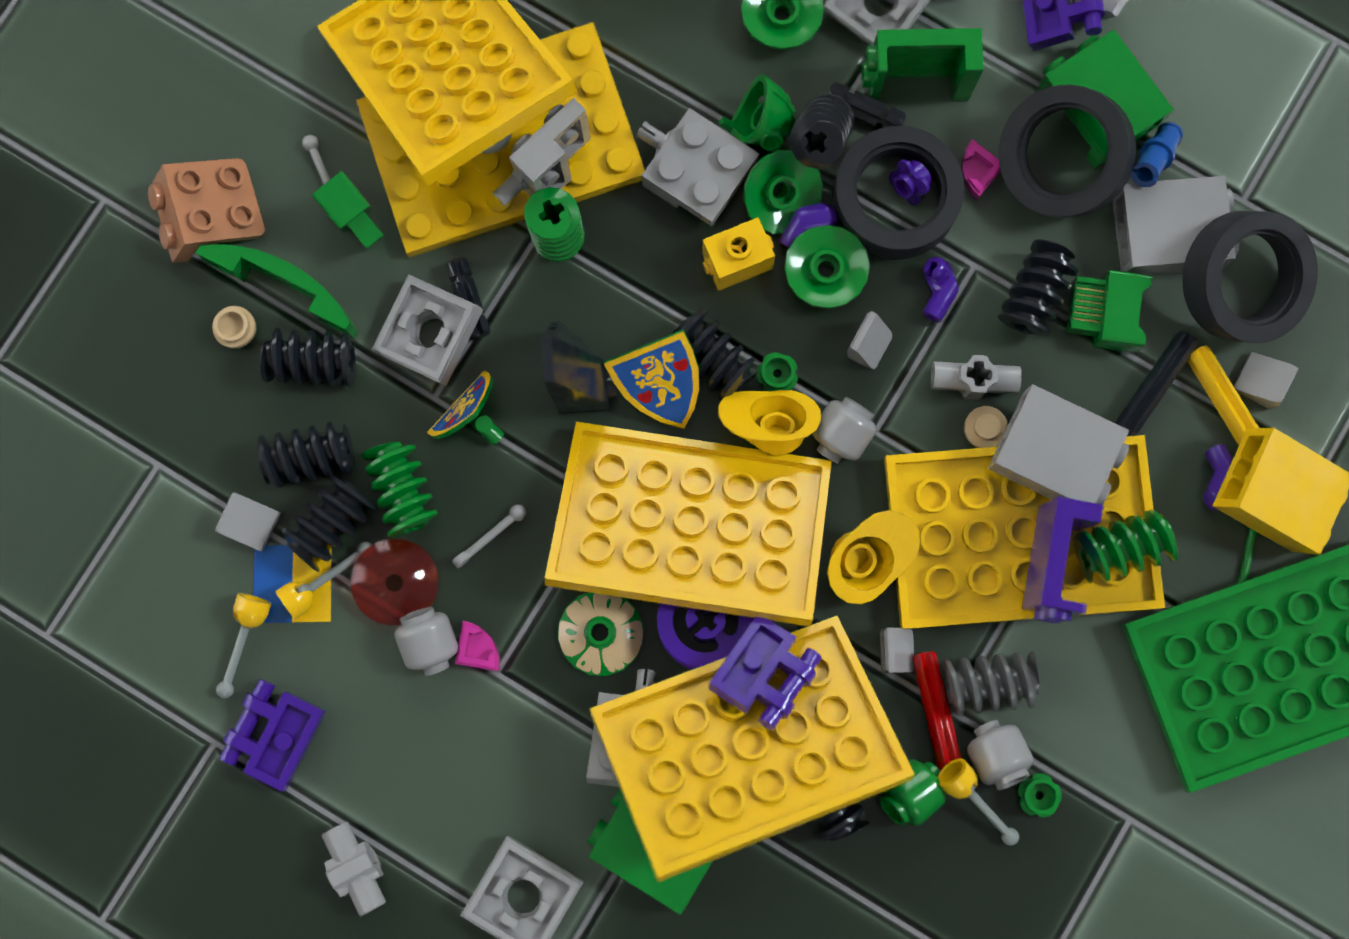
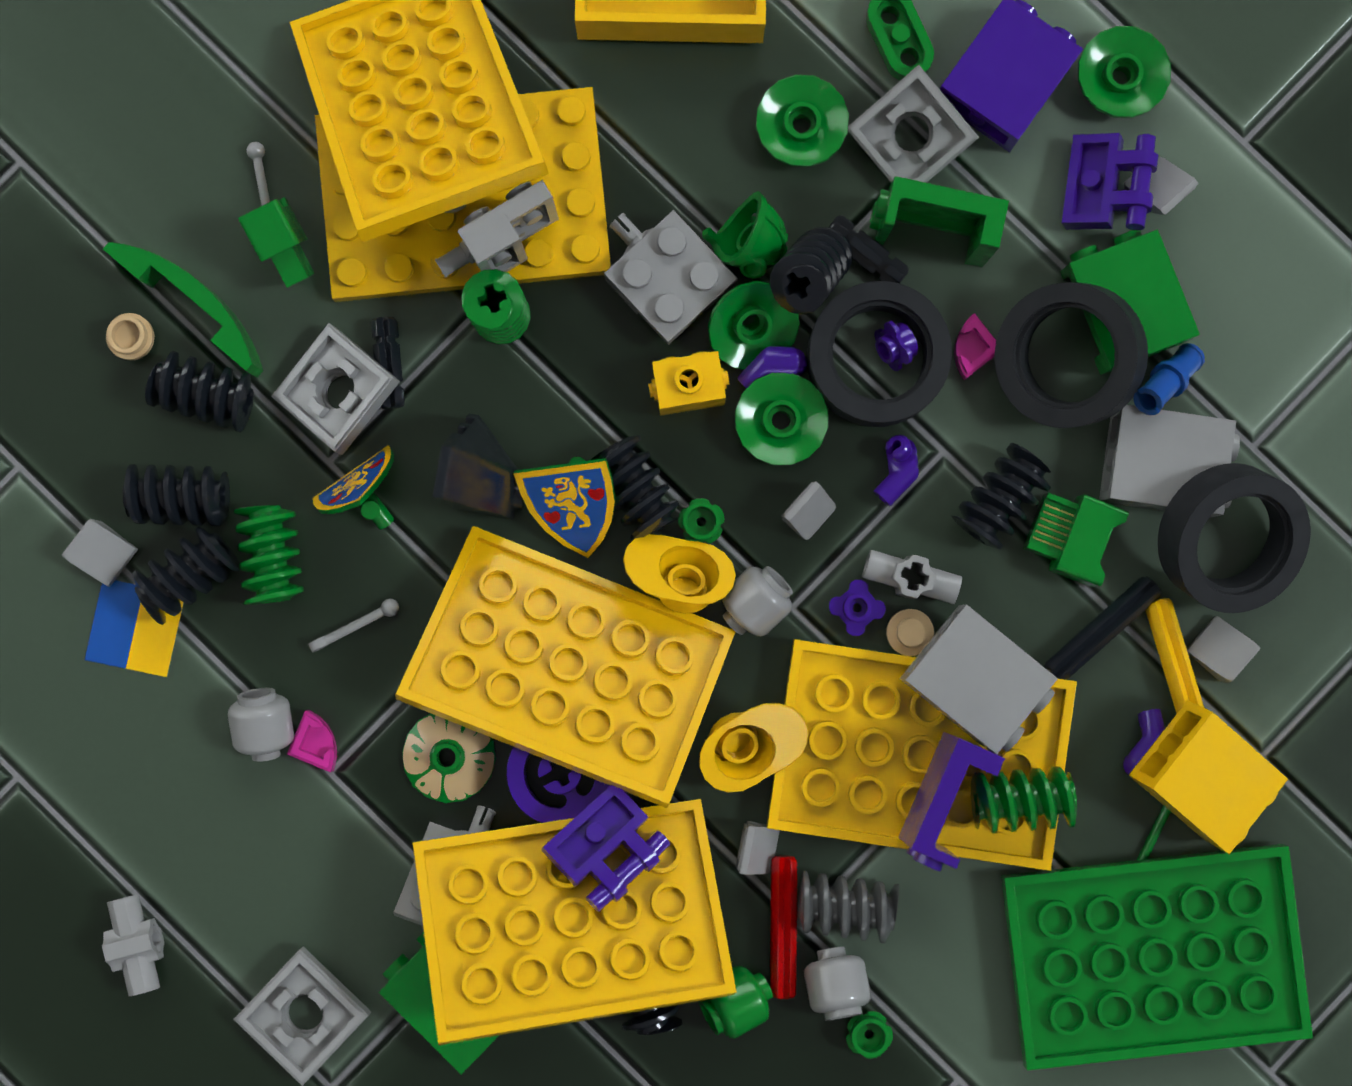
camera: 10 degrees right, 5 degrees up
(204, 205) = (126, 196): nougat bracket -> none
(249, 613) = (82, 650): hinge -> none
(284, 740) = (88, 794): dark purple plate -> none
(299, 596) = (136, 644): hinge -> none
(390, 558) = (247, 628): clear red dish -> none
(933, 428) = (843, 607): none -> dark purple plate
(960, 782) = (786, 1004): yellow hinge -> none

